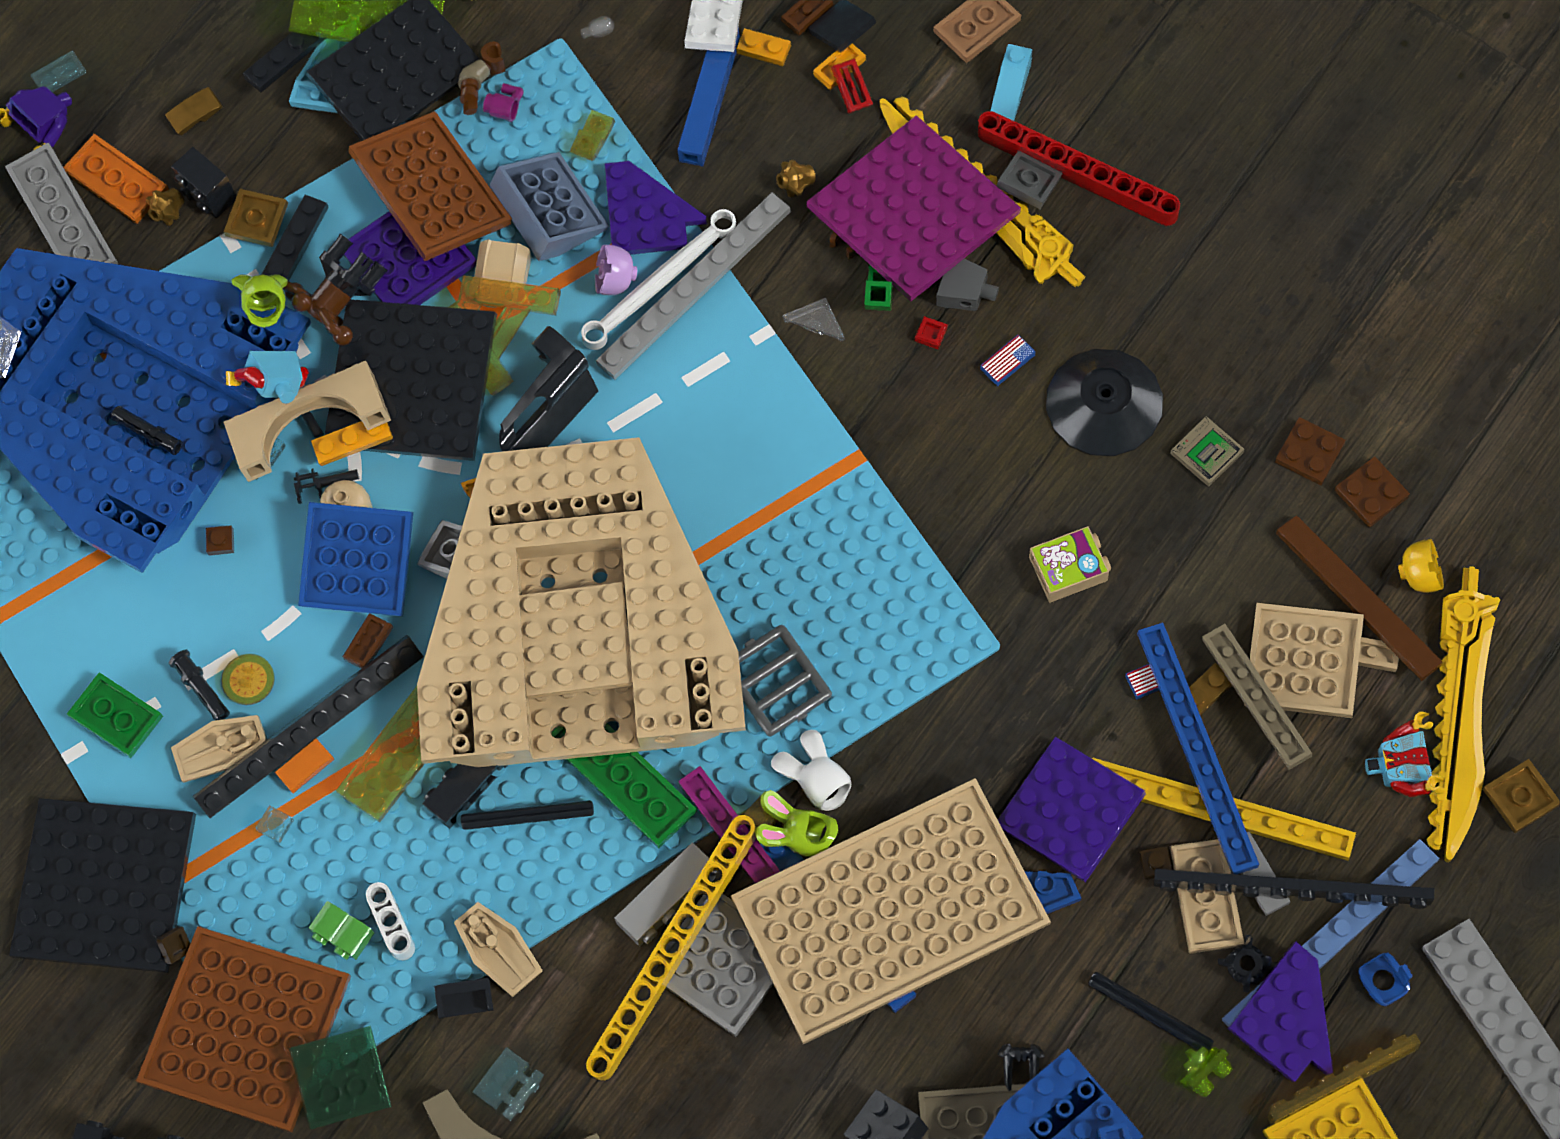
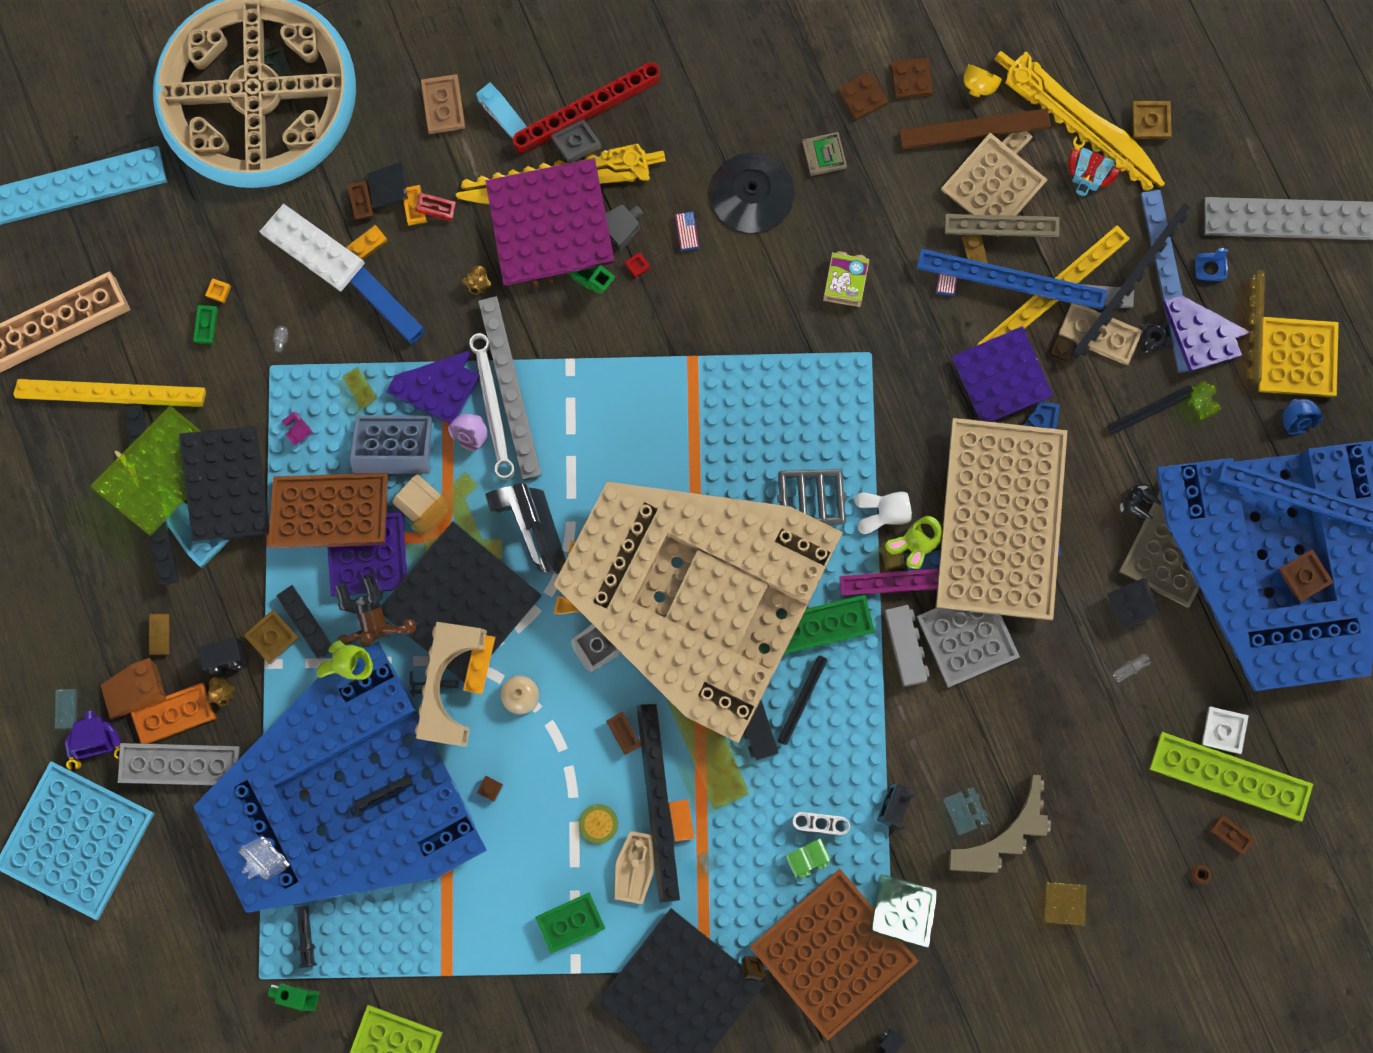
camera: 60 degrees left, 10 degrees up
(119, 123) = (133, 689): none -> dark orange slope
(193, 677) = (575, 858): black pin -> none
(272, 374) = (408, 687): medium azure torso -> none
(321, 482) = (492, 700): black piece -> none
(355, 559) = (565, 708): blue plate -> none
(475, 73) = (263, 437): reddish brown piece -> none
(497, 949) = (878, 768): tan piece -> none
(672, 960) = (954, 667): yellow beam -> none
(816, 318) = (581, 327): clear tile -> none

